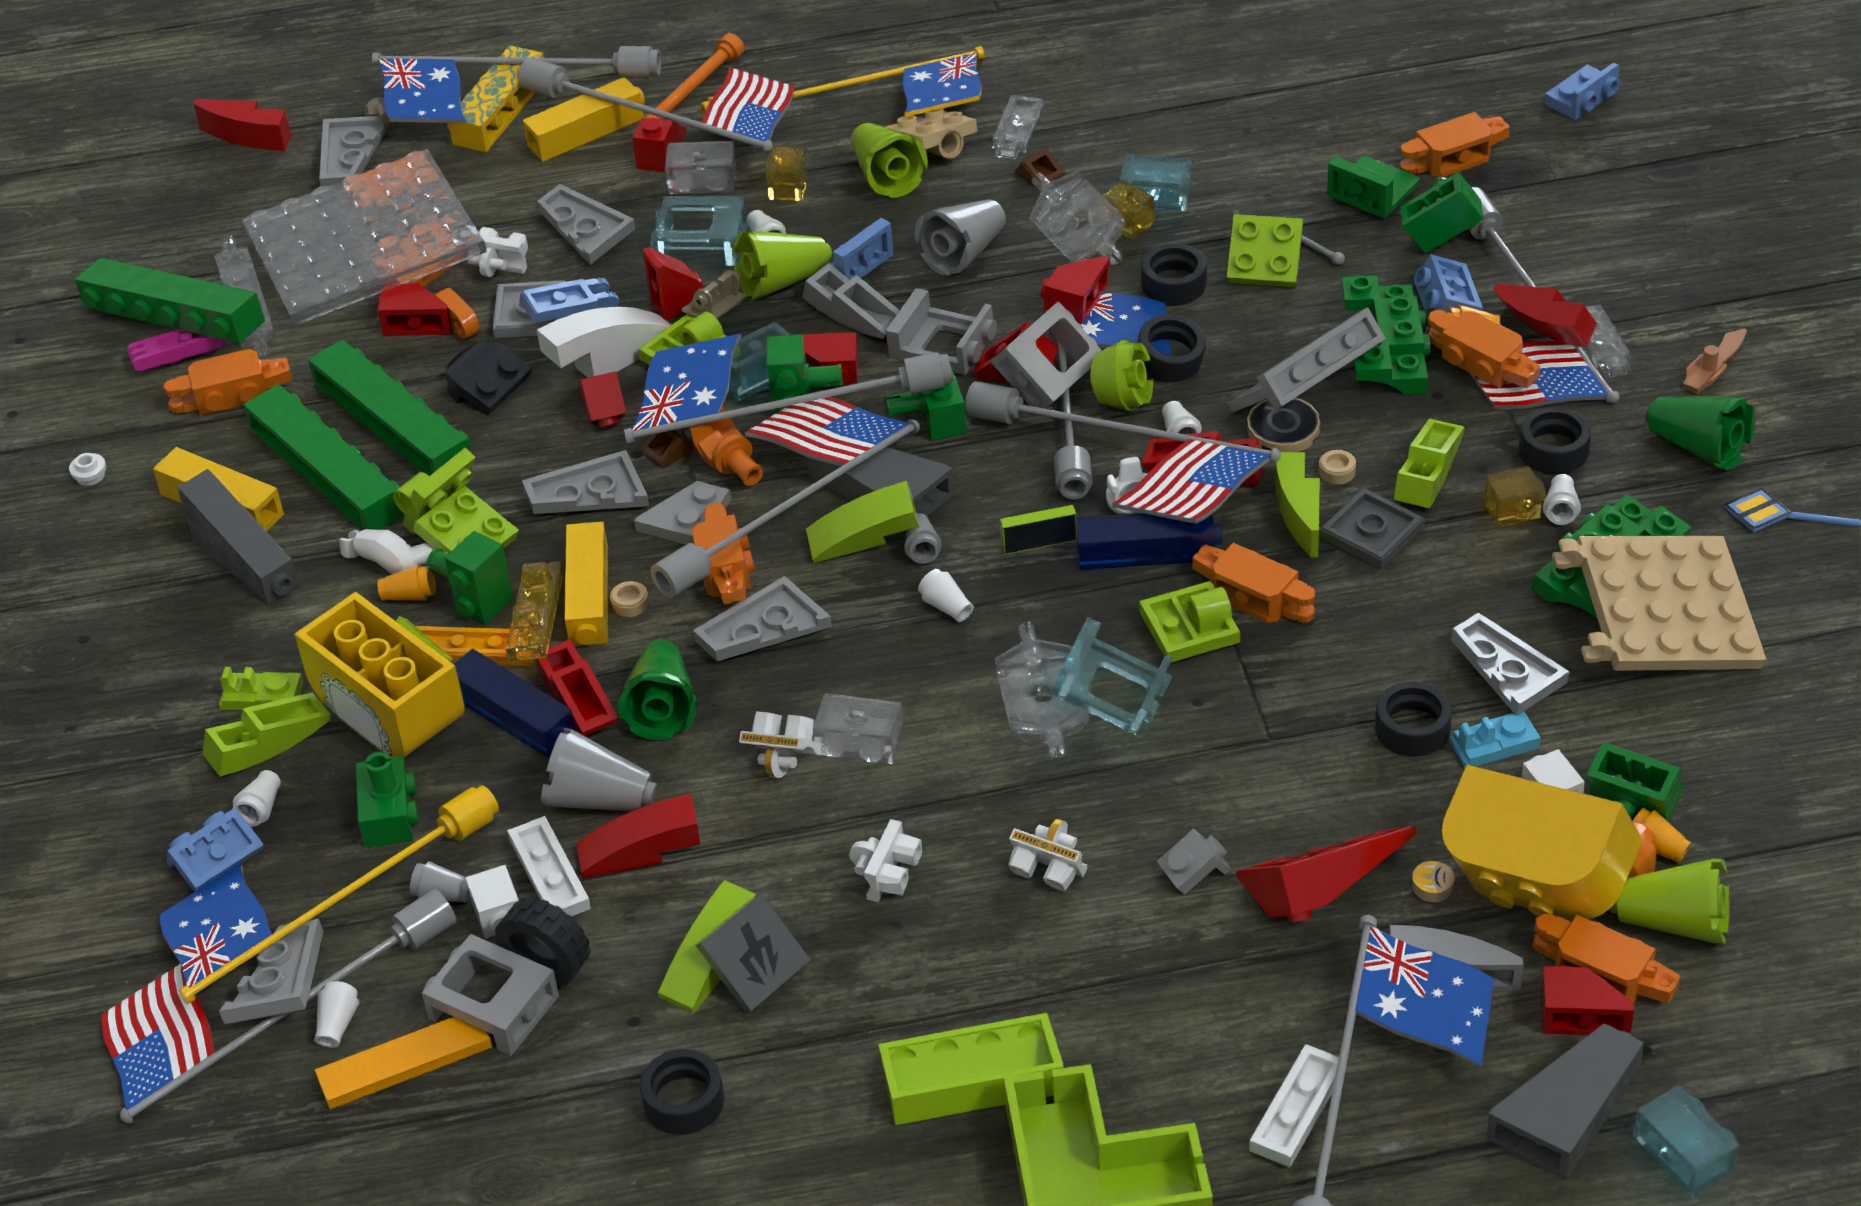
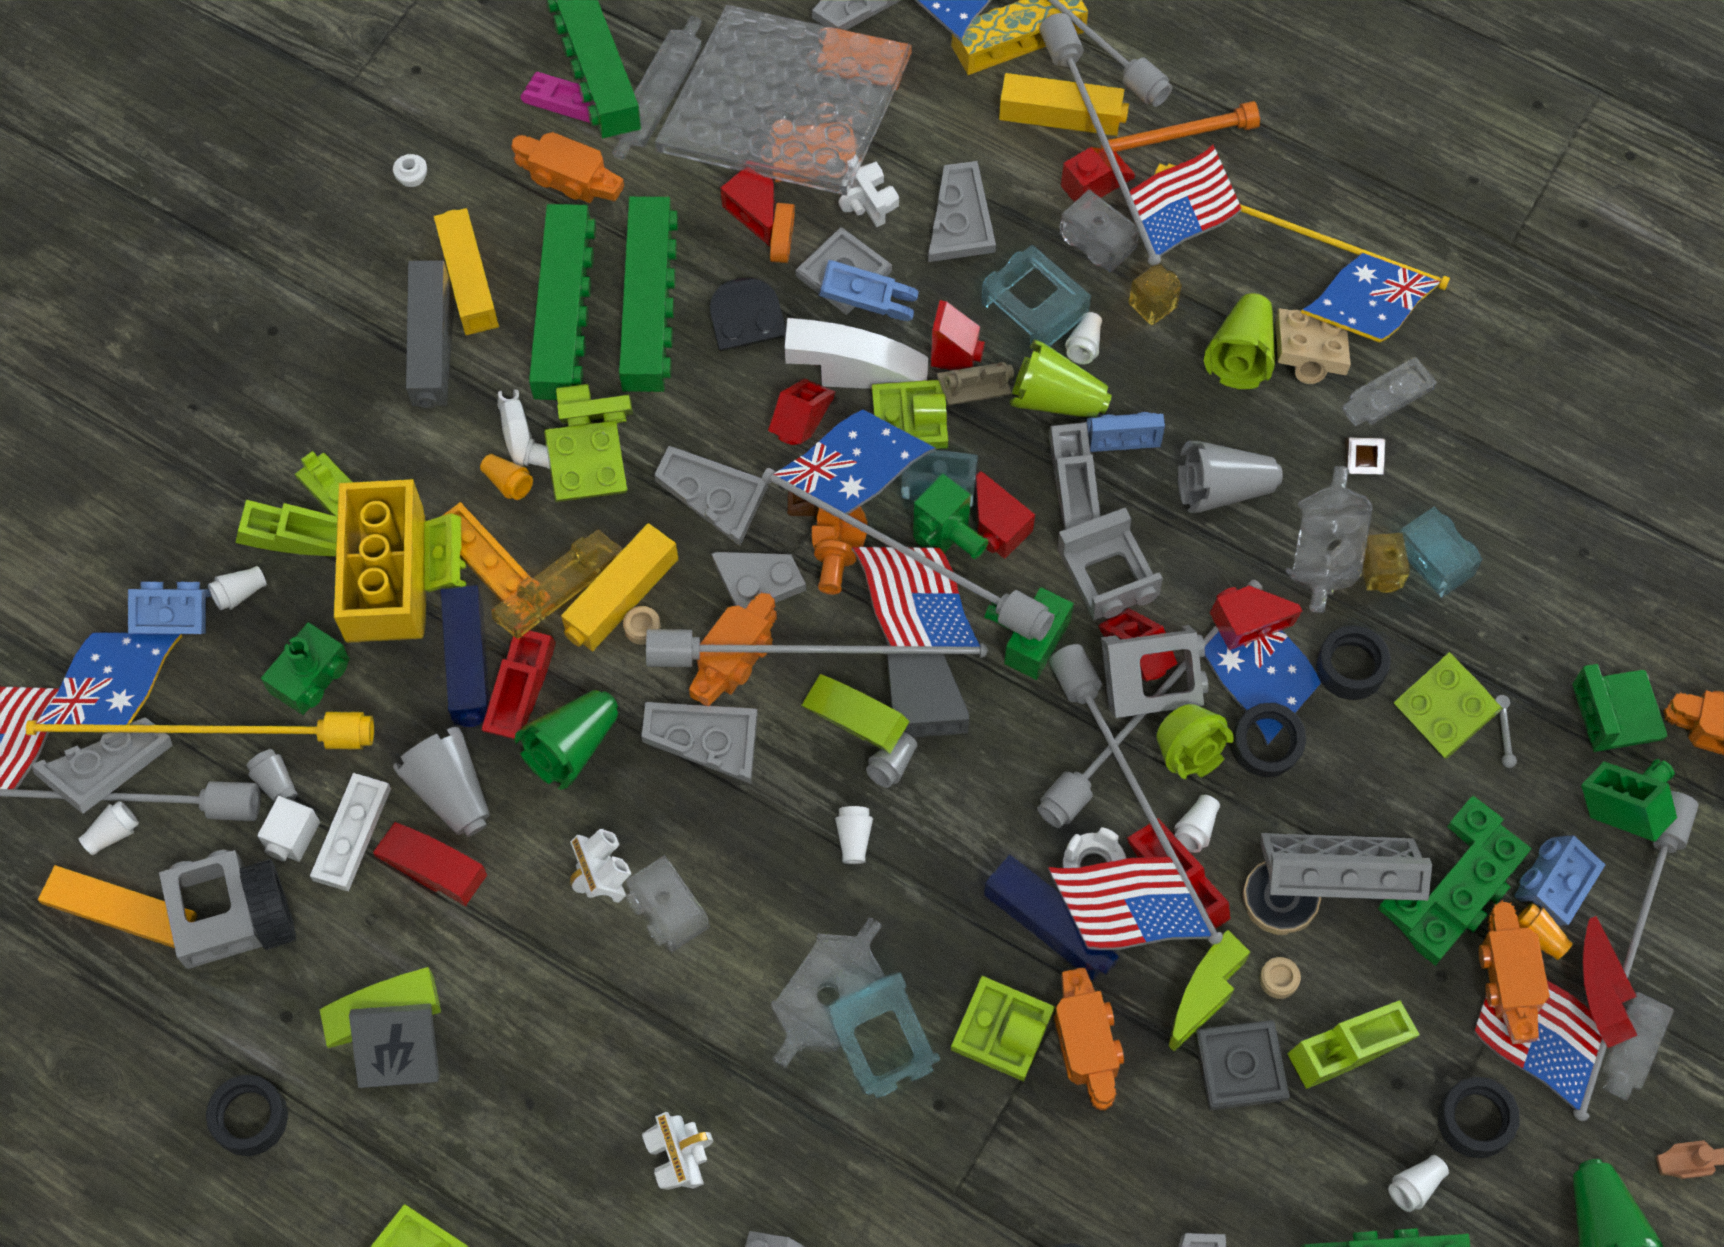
camera: 40 degrees right, 20 degrees up
(476, 576) = (540, 516): green brick -> none
(879, 859) = (563, 1040): white hips -> none
(1038, 529) = (982, 831): black tile -> none
(1513, 496) = (1381, 1146): clear yellow brick -> none

